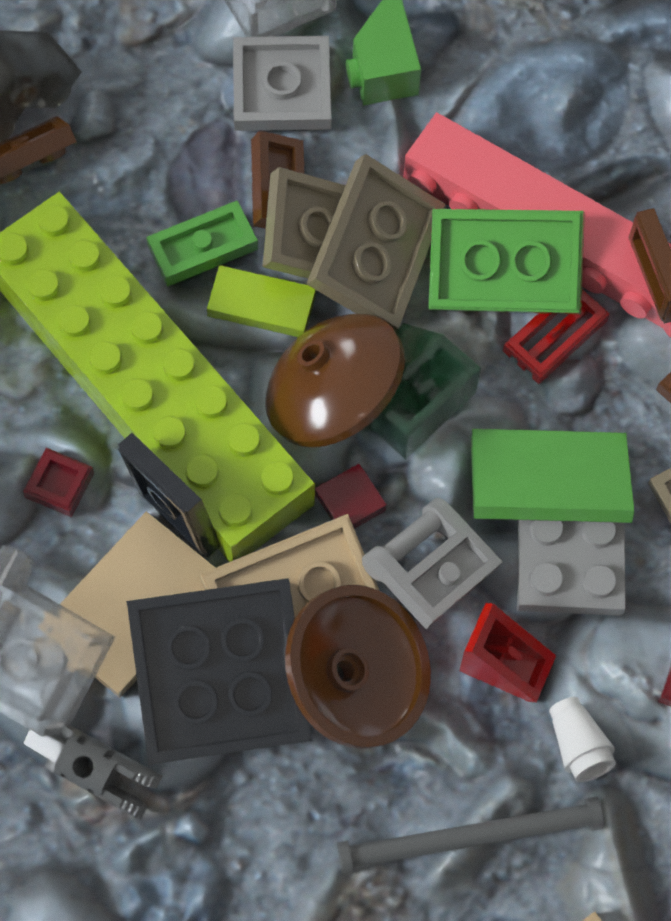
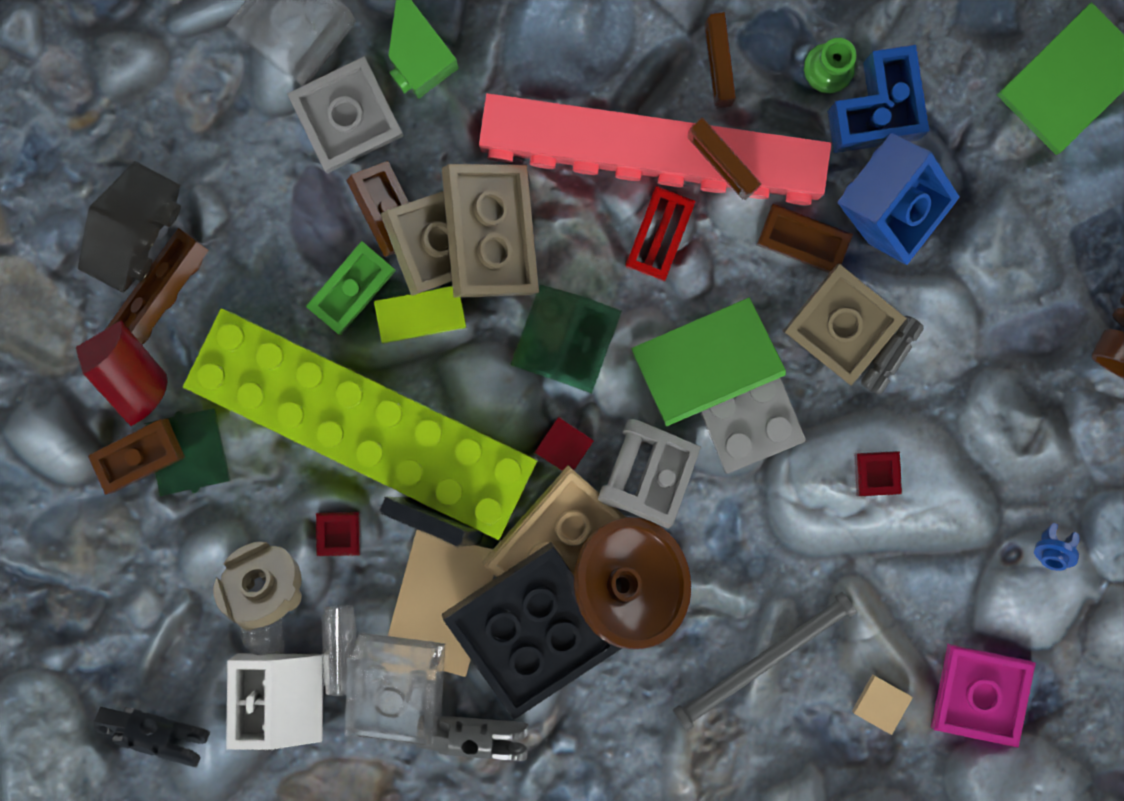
camera: 25 degrees left, 20 degrees up
(334, 380) = (526, 369): reddish brown dish -> none
(506, 261) = (599, 199): bright green tile -> none
(506, 655) = (735, 519): red slope -> none
(582, 743) = (814, 556): white cone -> none

